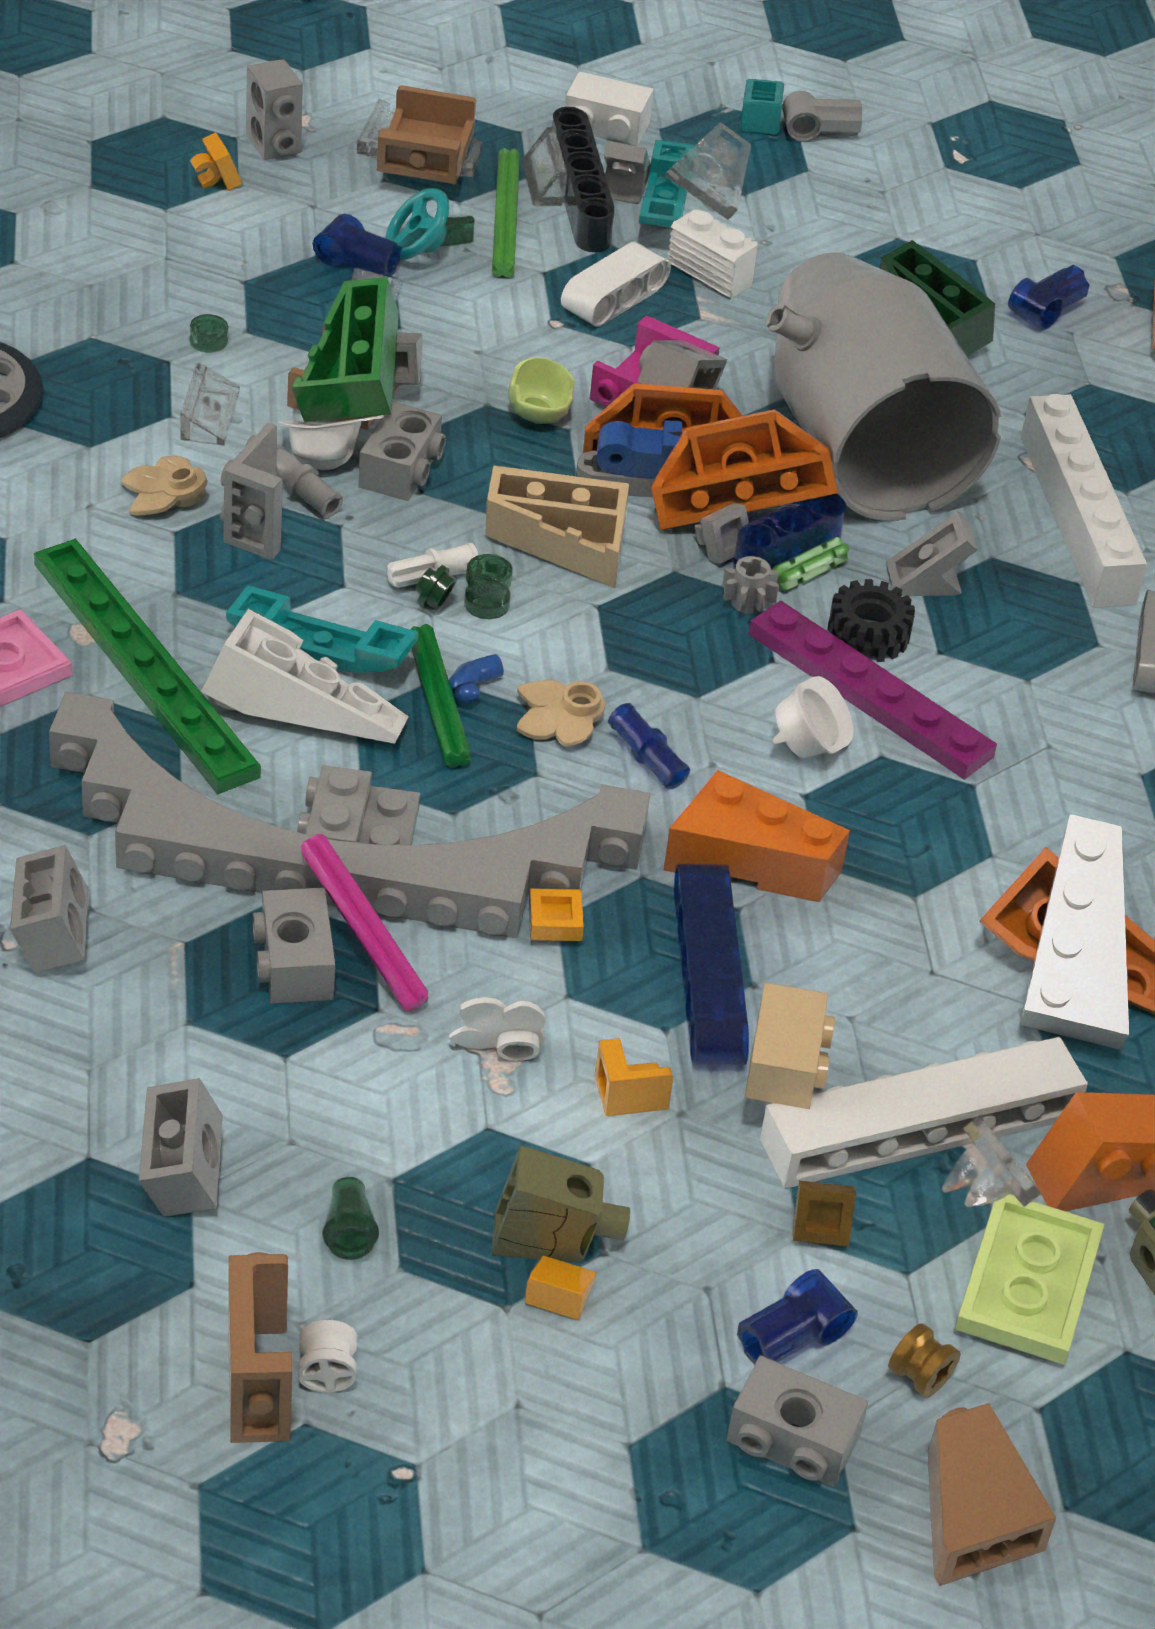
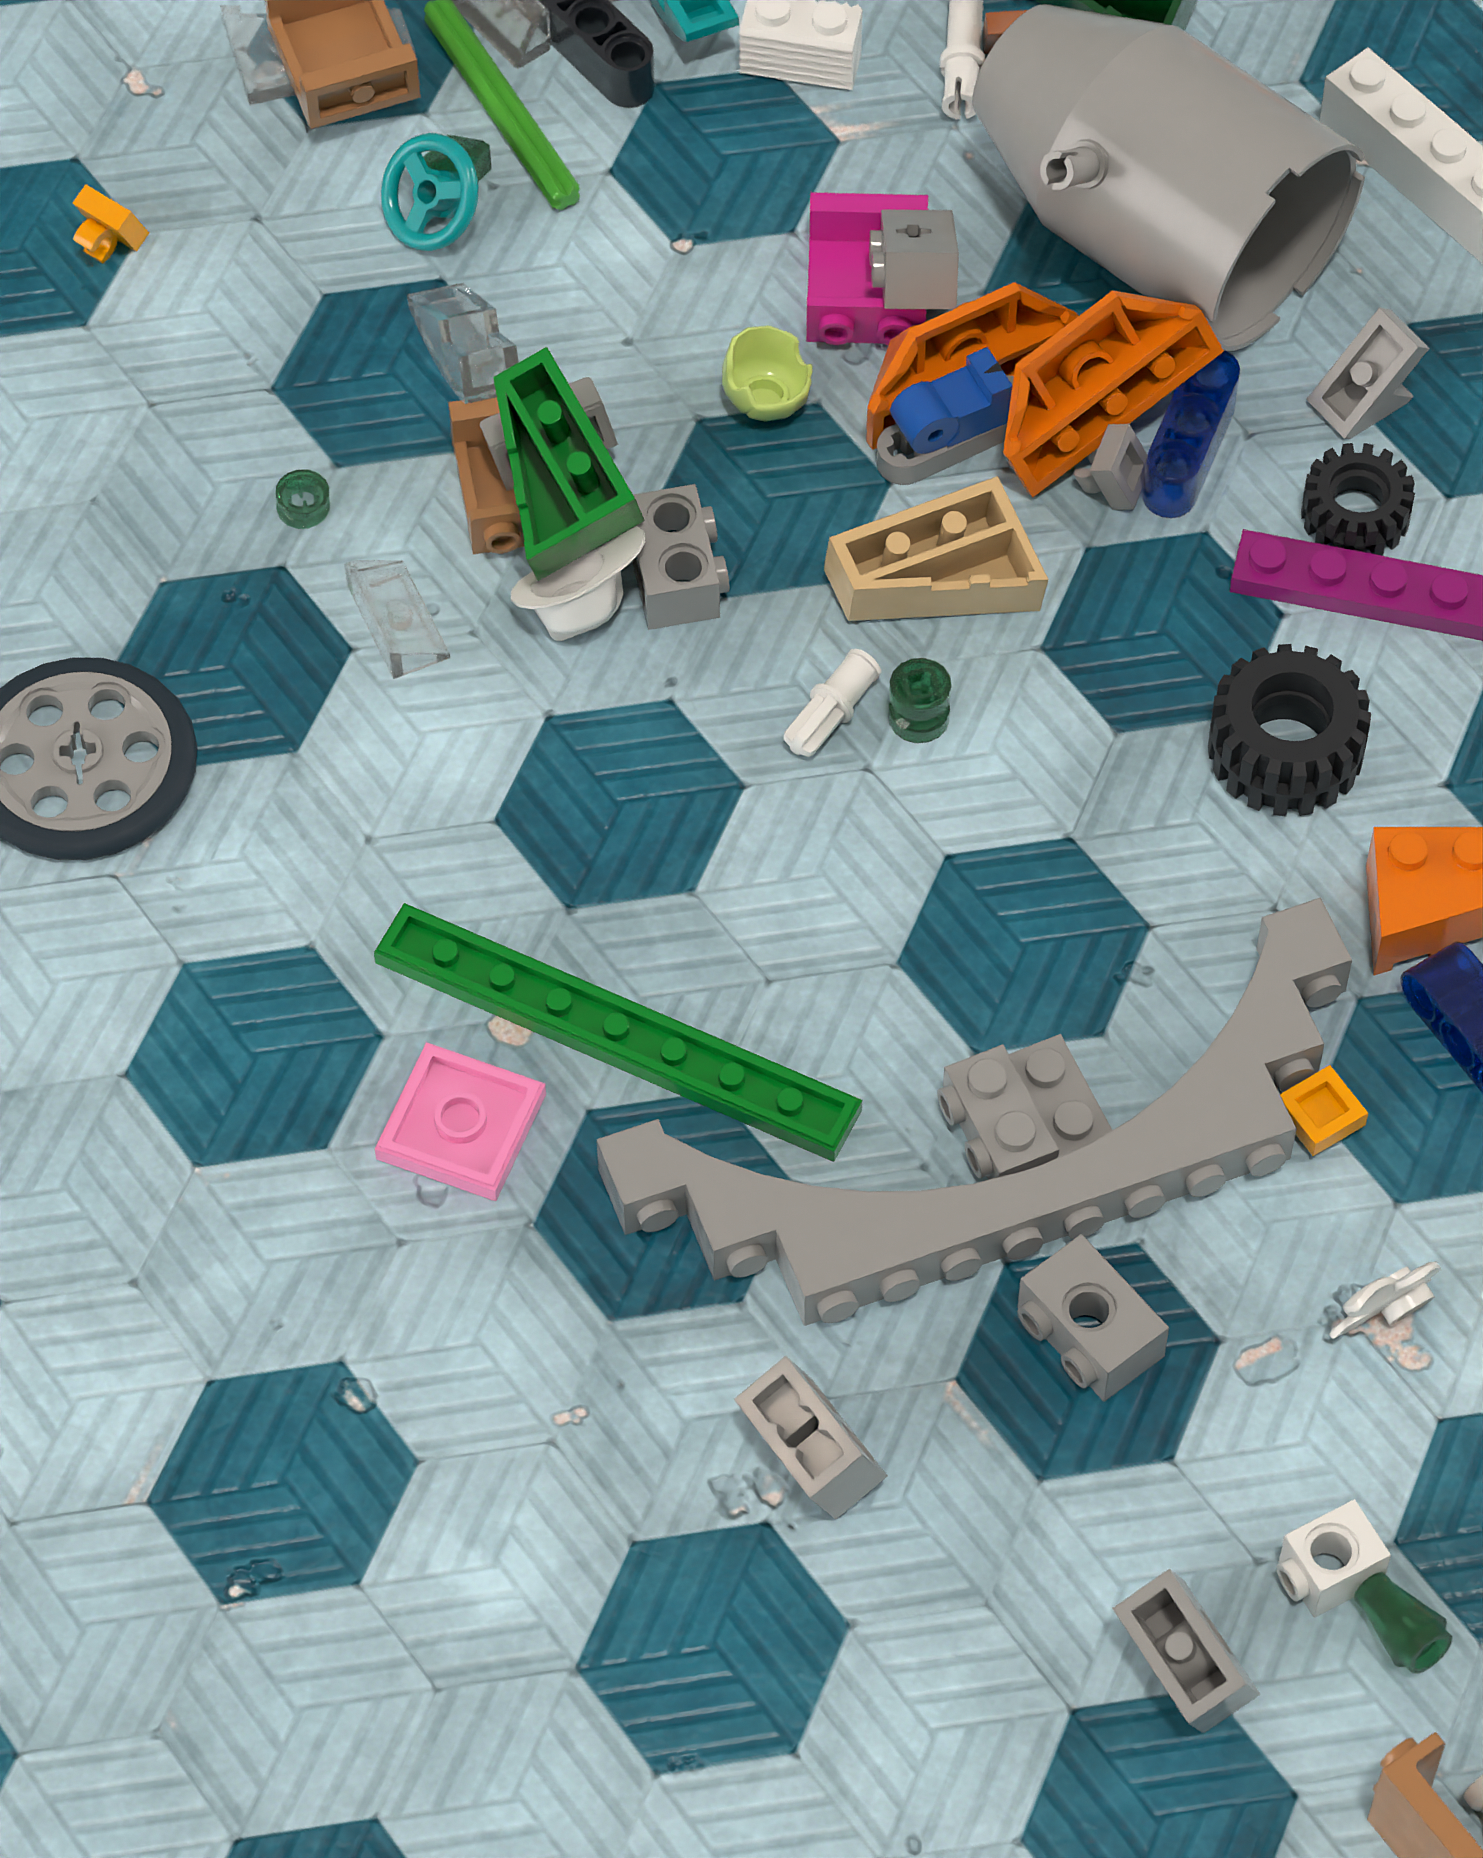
camera: 25 degrees left, 15 degrees up
(164, 485) = (430, 765): tan plate -> none
(254, 496) = (583, 748): light grey bracket -> none
(273, 679) = (802, 974): white wedge -> none
(274, 109) = (123, 104): light grey brick -> none
(304, 483) = (593, 665): light grey pin -> none
(330, 1151) = (1341, 1533): none -> white brick
(349, 242) = (358, 264): clear blue piece -> none
(353, 650) = (790, 884): teal slope -> none
(364, 922) = (1149, 1250): dark pink axle -> none
(435, 587) = (861, 735): dark green plate -> none
(440, 698) = (975, 884): green axle -> none
(470, 673) = (986, 837): blue arm -> none
(560, 710) = (1114, 836): tan plate -> none
(615, 283) = (720, 150): white beam -> none
(649, 746) = (1250, 821): clear blue pin -> none
(714, 705) = (1295, 689): none -> black tyre
(750, 585) = (1198, 528): light grey gear -> none
(811, 563) = (1232, 454): bright green axle -> none
(814, 719) = (1402, 686): white piece -> none

